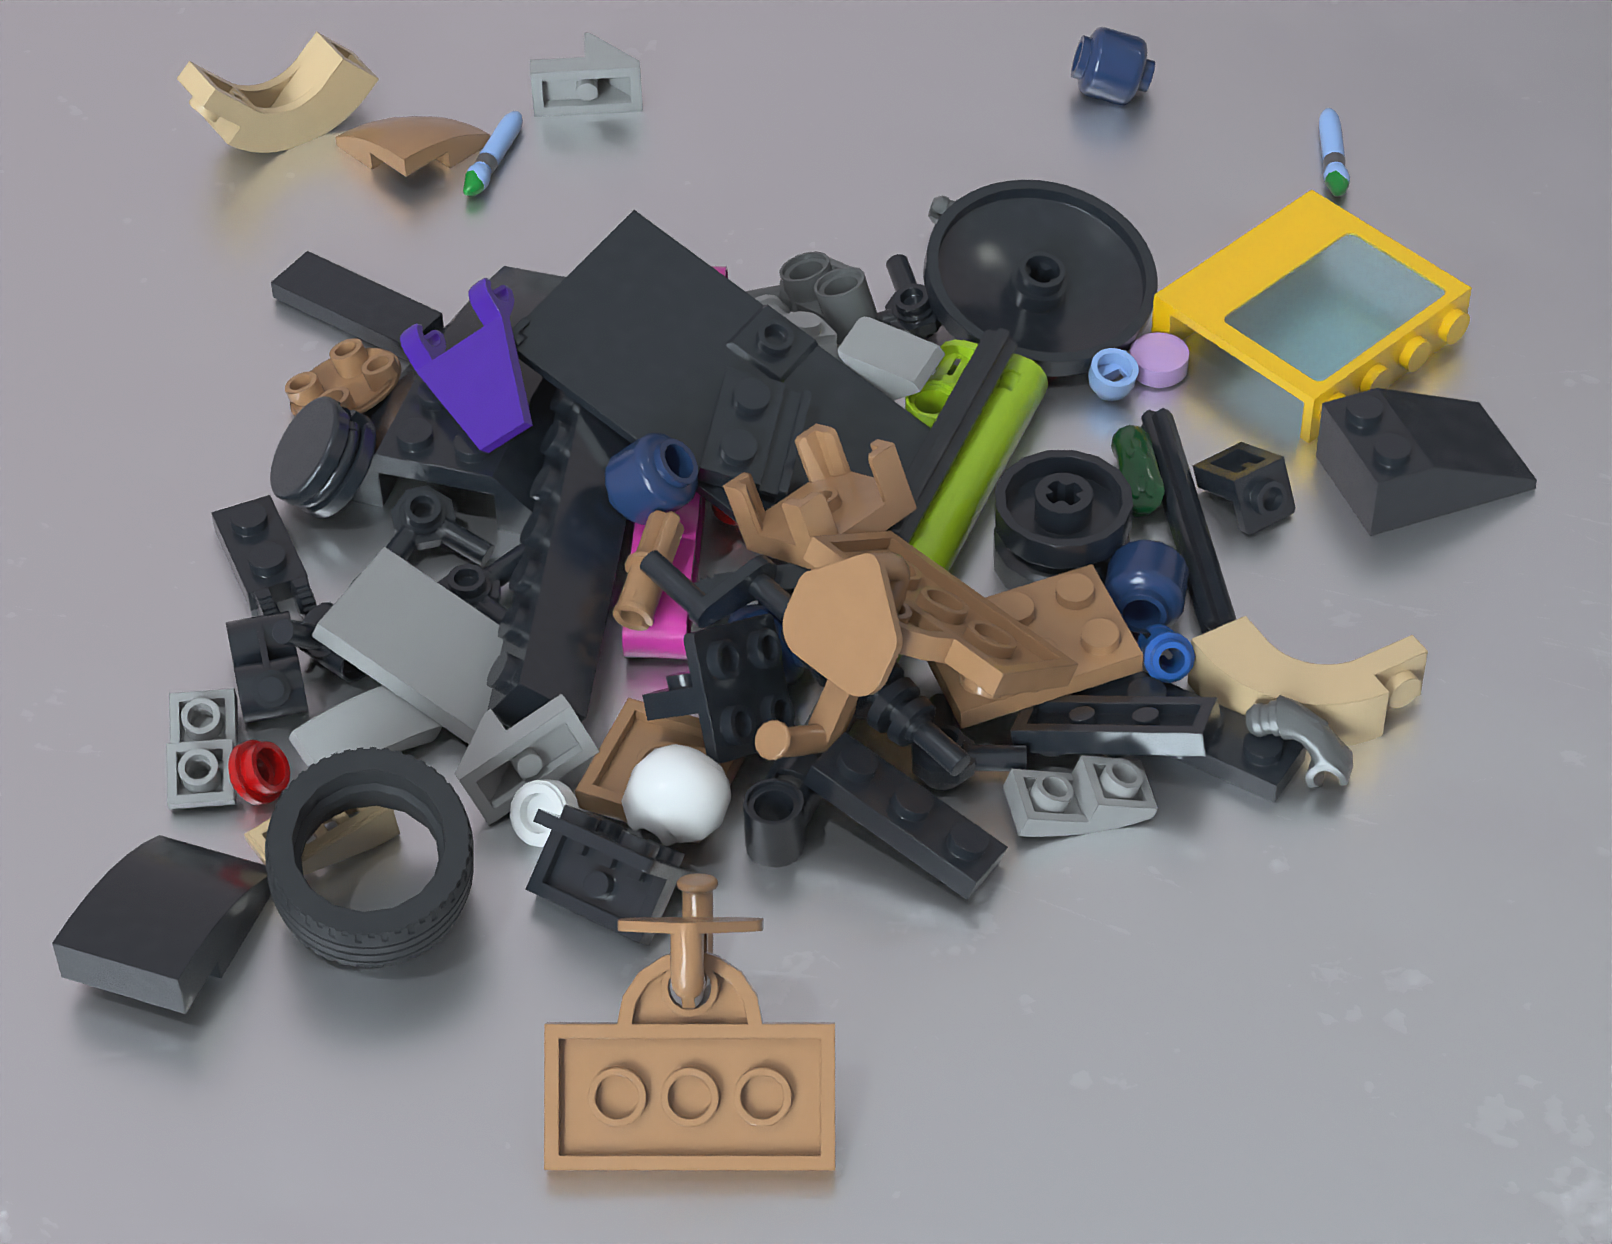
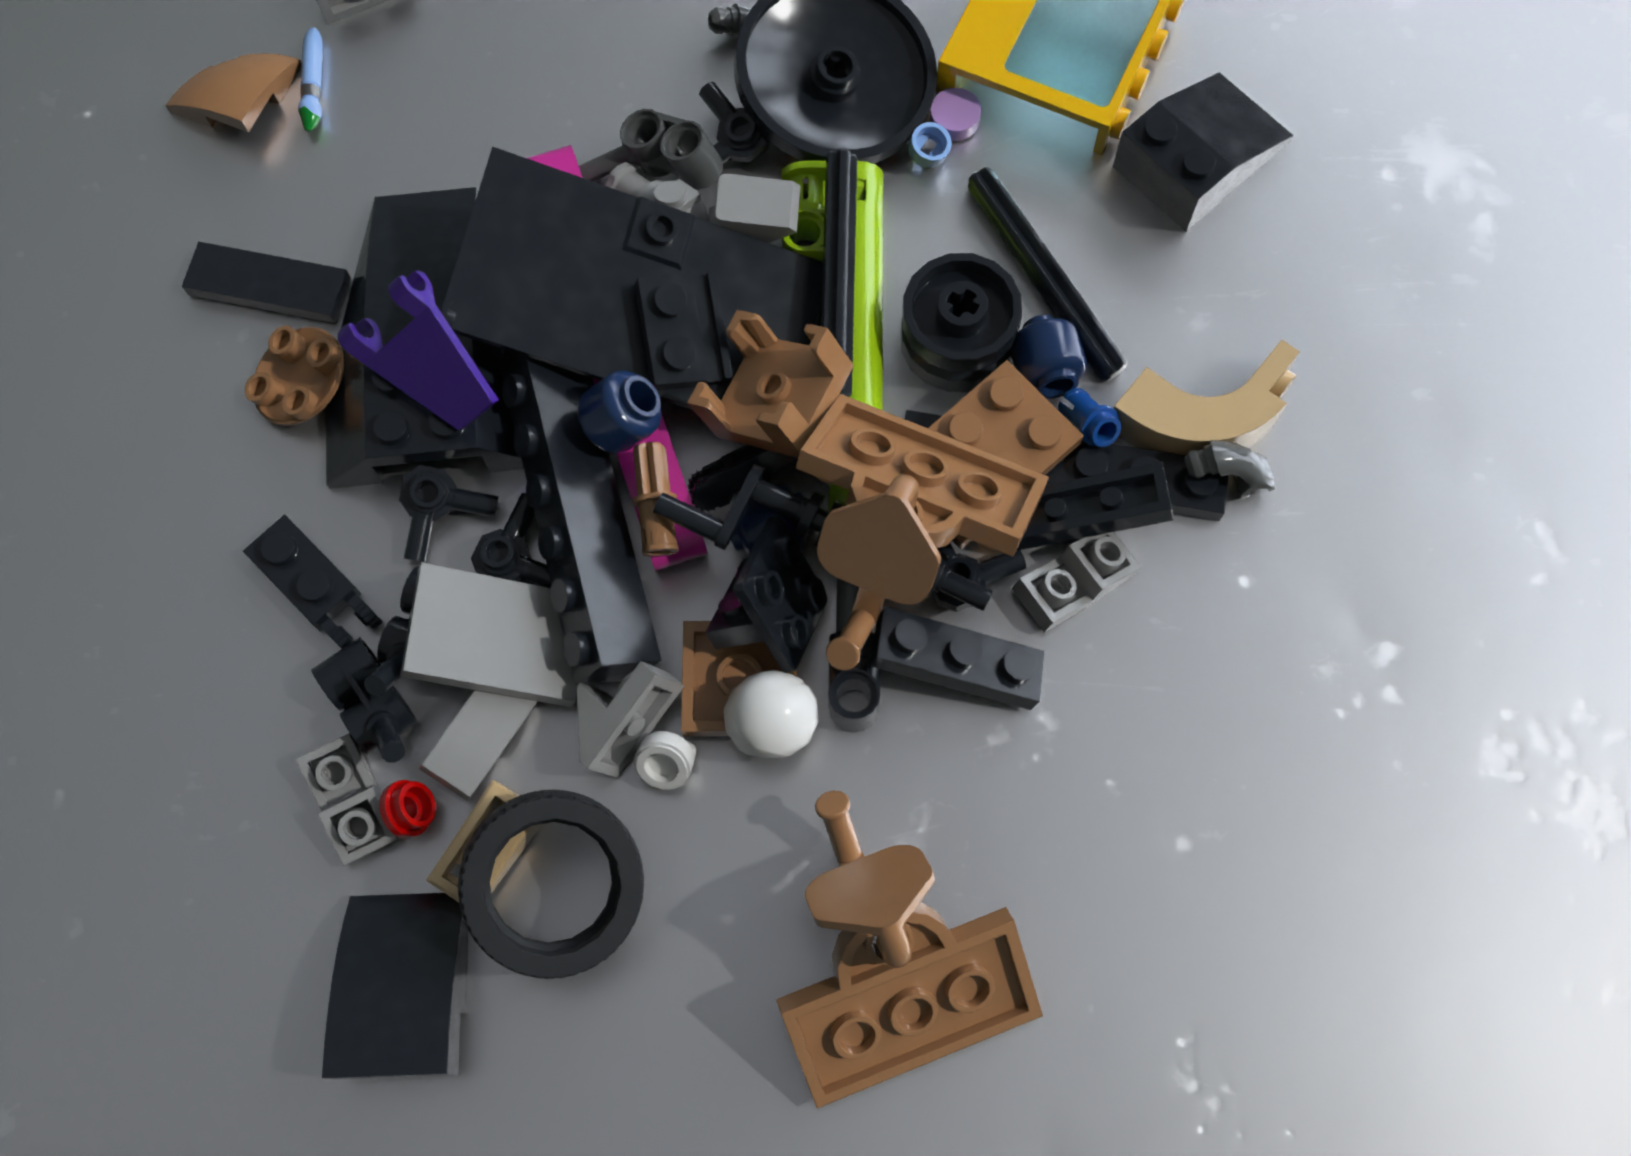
camera: 20 degrees left, 25 degrees up
(289, 109) = (109, 94): tan arch -> none
(323, 457) = (317, 469): black head -> none
(604, 870) = (744, 800): black bracket -> none
(1139, 467) = (989, 234): dark green piece -> none
(1252, 480) = (1079, 217): black bracket -> none

